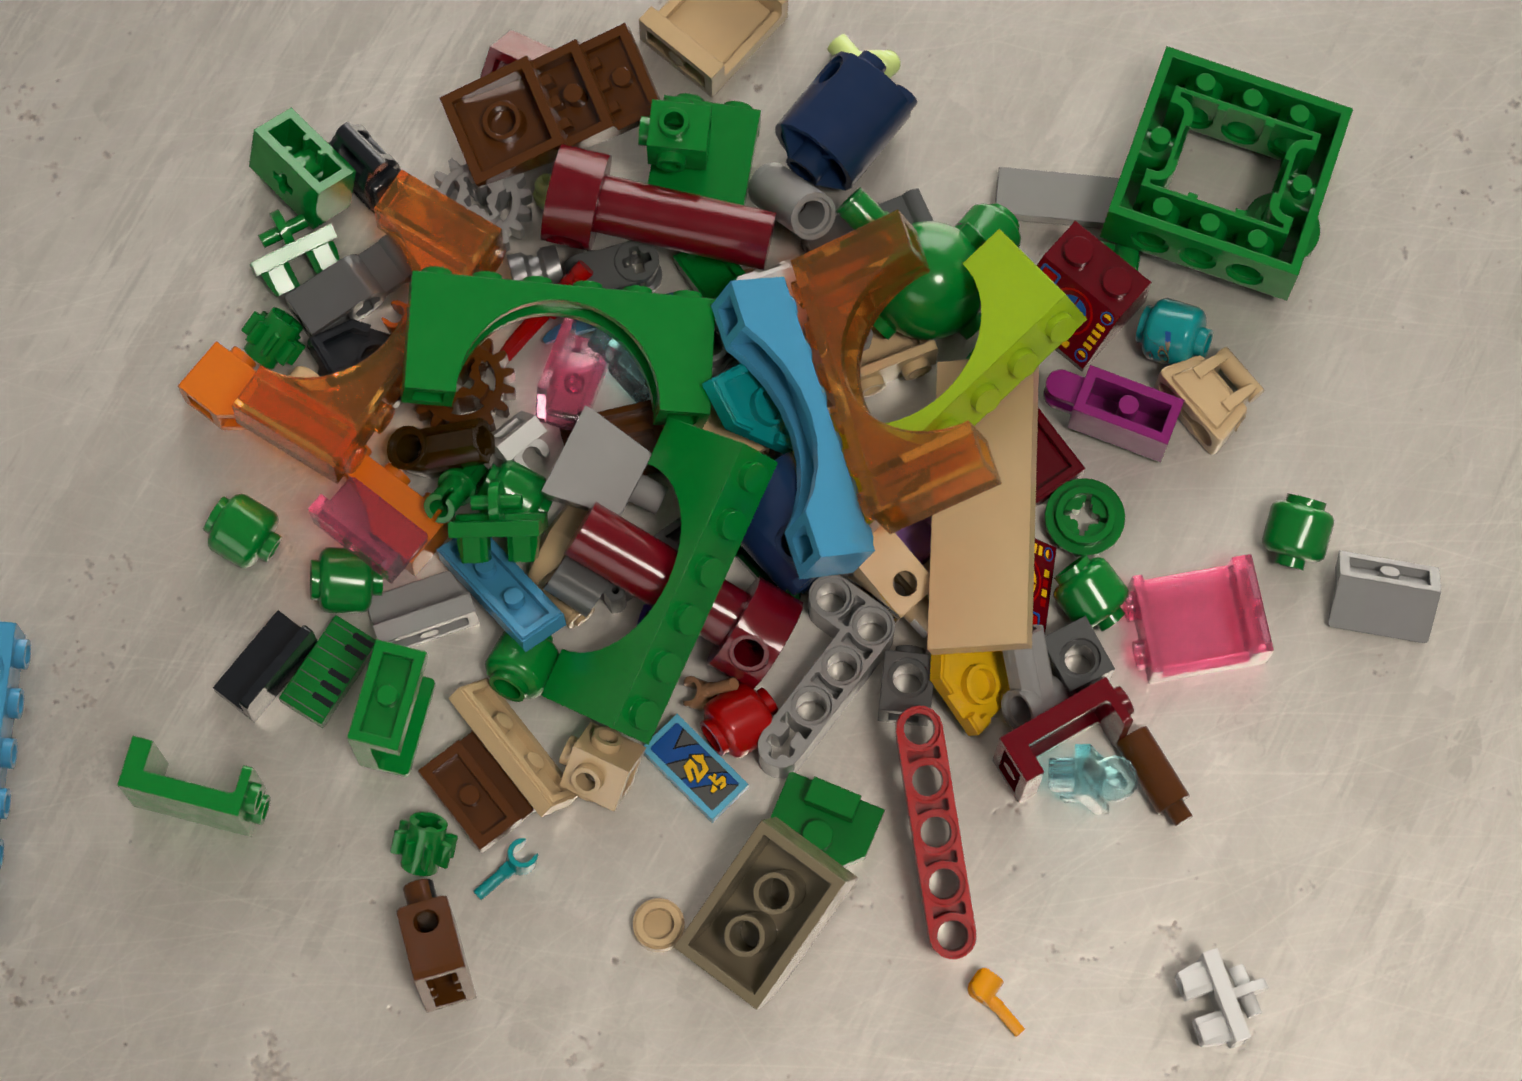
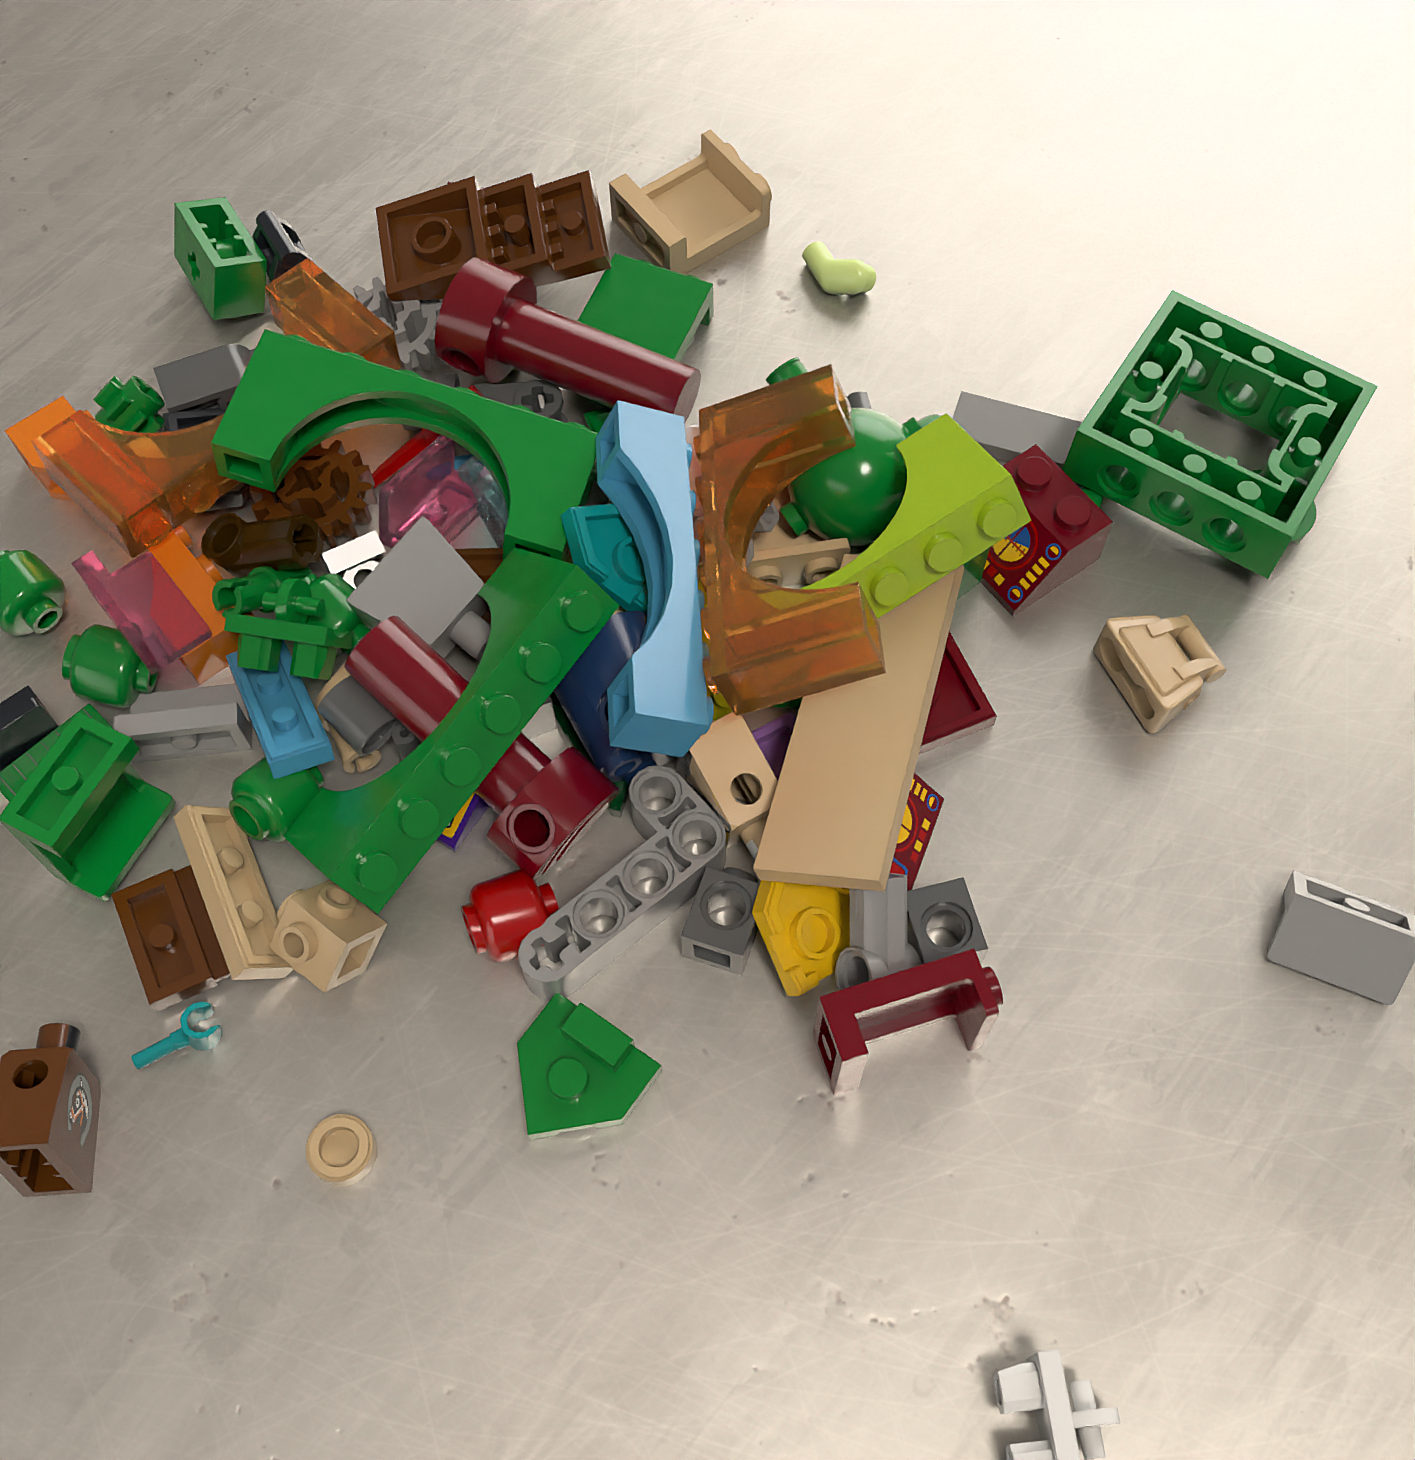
camera: 15 degrees right, 10 degrees down
(275, 265) = (182, 330): hips -> none
(423, 844) = (85, 982): green gear -> none
(676, 134) = (612, 276): green brick -> none
(695, 768) = (444, 965): tile -> none
(707, 690) = (481, 871): medium nougat hand -> none
(765, 912) = (469, 1163): dark tan brick -> none
(796, 201) = (741, 368): light grey pin -> none
(843, 120) = (801, 305): dark blue cylinder -> none
(945, 856) = (697, 1138): red beam -> none
(983, 989) = (733, 1331): light orange hand -> none
(1091, 590) = (979, 851): green head -> none
(1092, 778) = (931, 1081): clear light blue hips -> none
(1104, 507) = (972, 747): green gear -> none
(1115, 409) = (1046, 653): magenta brick -> none
(1156, 775) = (1015, 1096): reddish brown cylinder -> none
(1173, 332) = (1128, 585): teal head -> none
(1198, 621) = (1105, 919): clear pink panel -> none
(1298, 531) = (1246, 835): green head -> none

